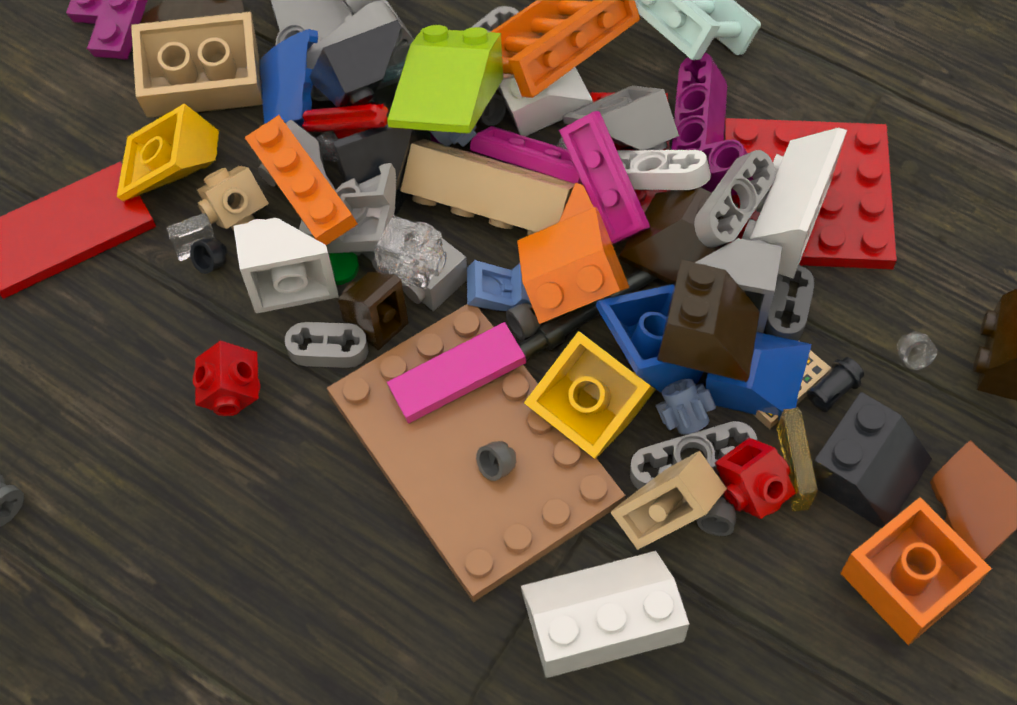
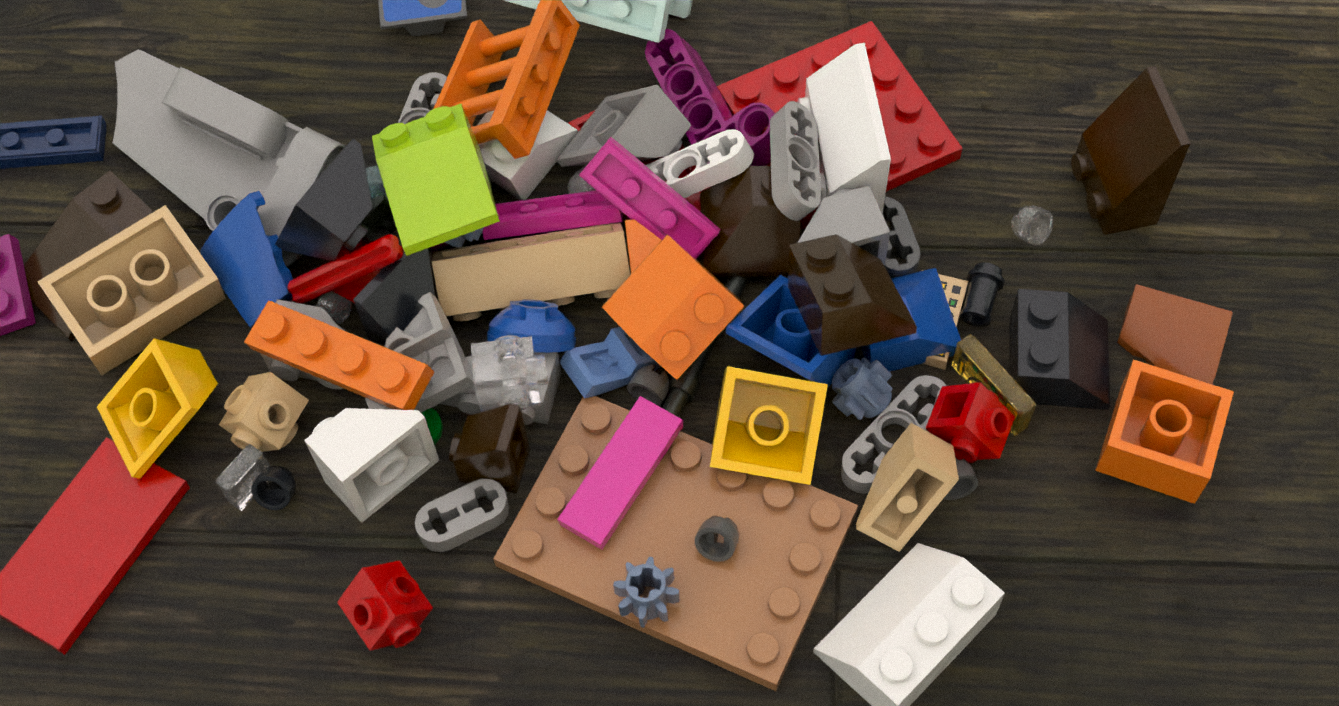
camera: 30 degrees left, 0 degrees up
(415, 459) = (637, 579): none -> sand blue gear
(462, 231) = (535, 318): none -> blue piece

